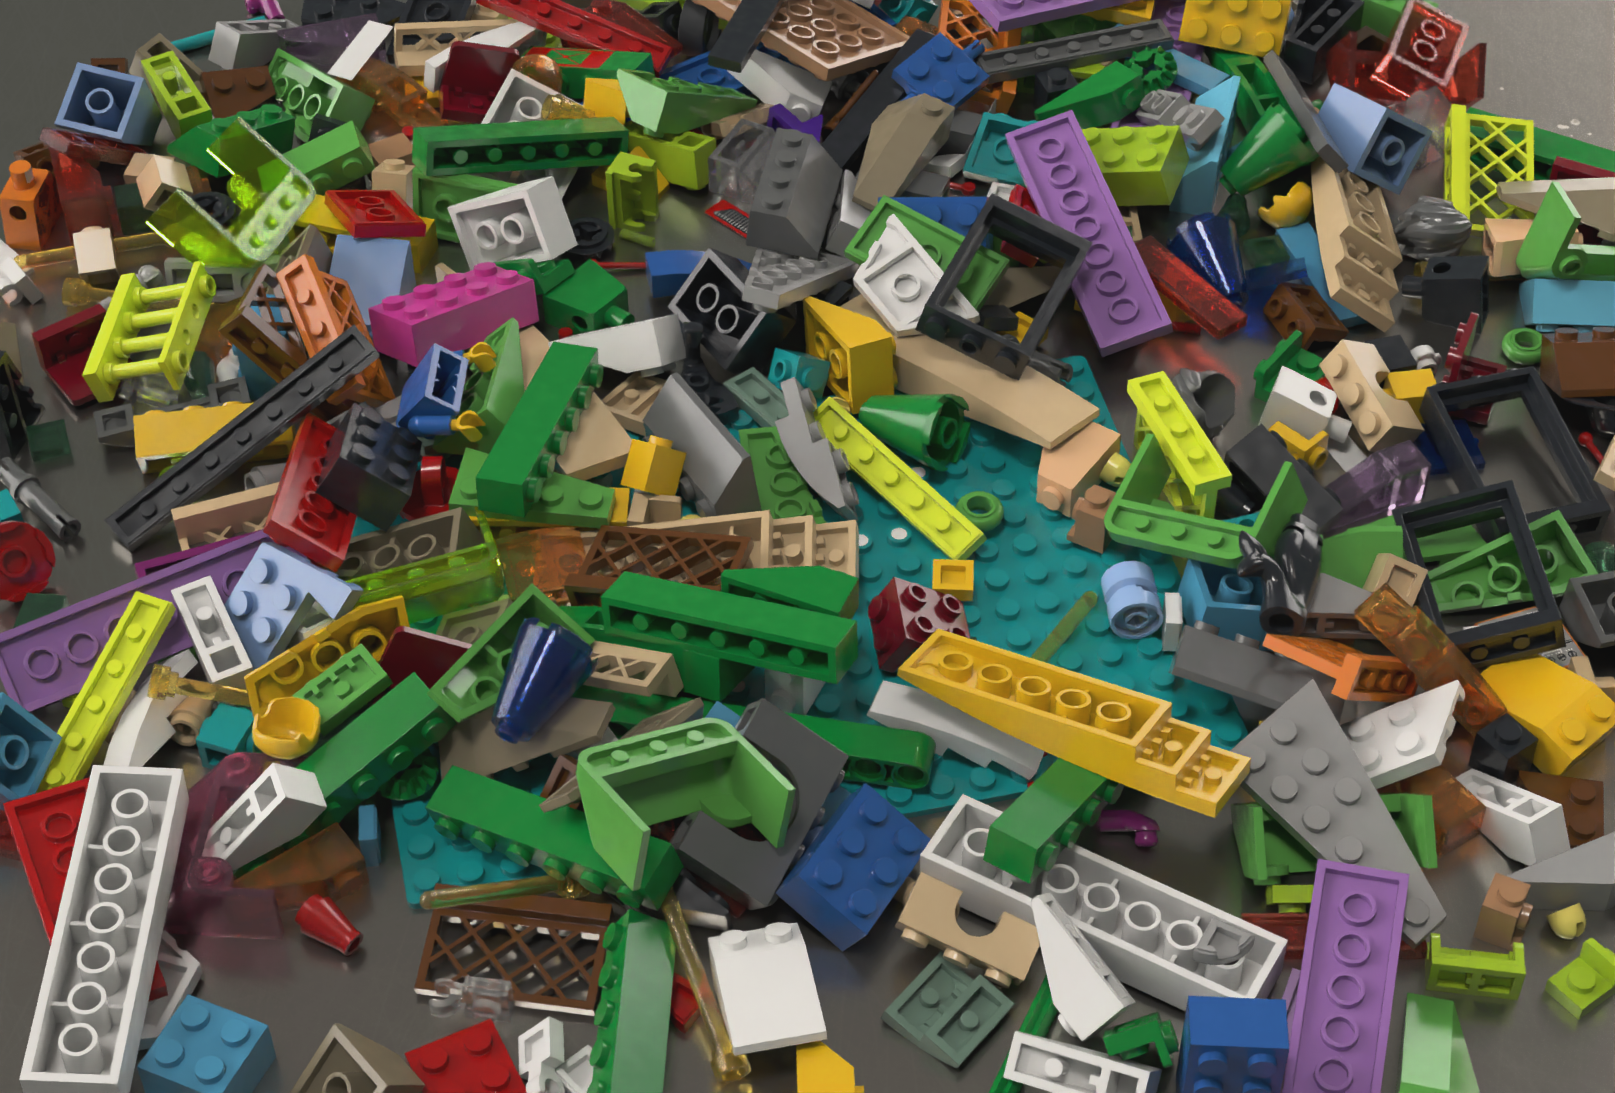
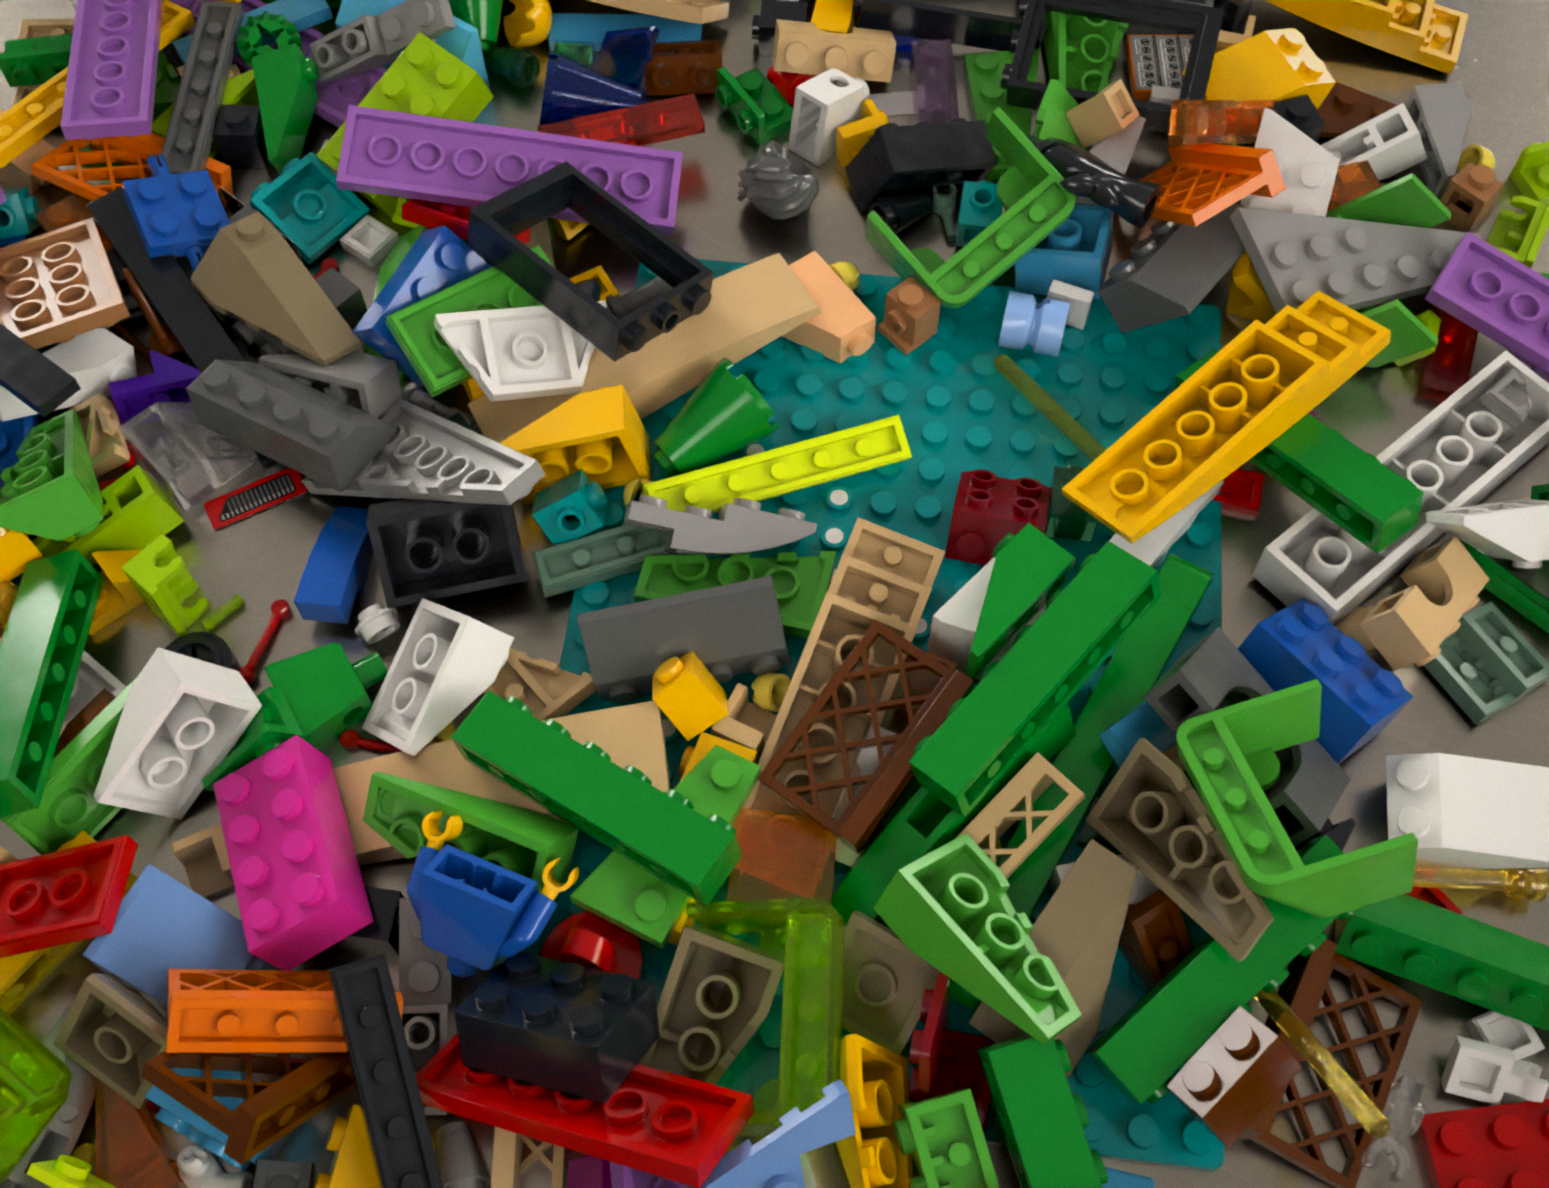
camera: 70 degrees left, 15 degrees up
(462, 853) = (1234, 1076): none -> reddish brown brick
(539, 679) = (1063, 907): clear blue cone -> none
(656, 307) = (377, 623): none -> white plate
(696, 375) = (533, 623): black animal -> none
(954, 578) = (941, 466): yellow plate -> none
(981, 501) = (845, 399): bright green piece -> none
(1192, 458) = (855, 195): neon yellow fence -> none

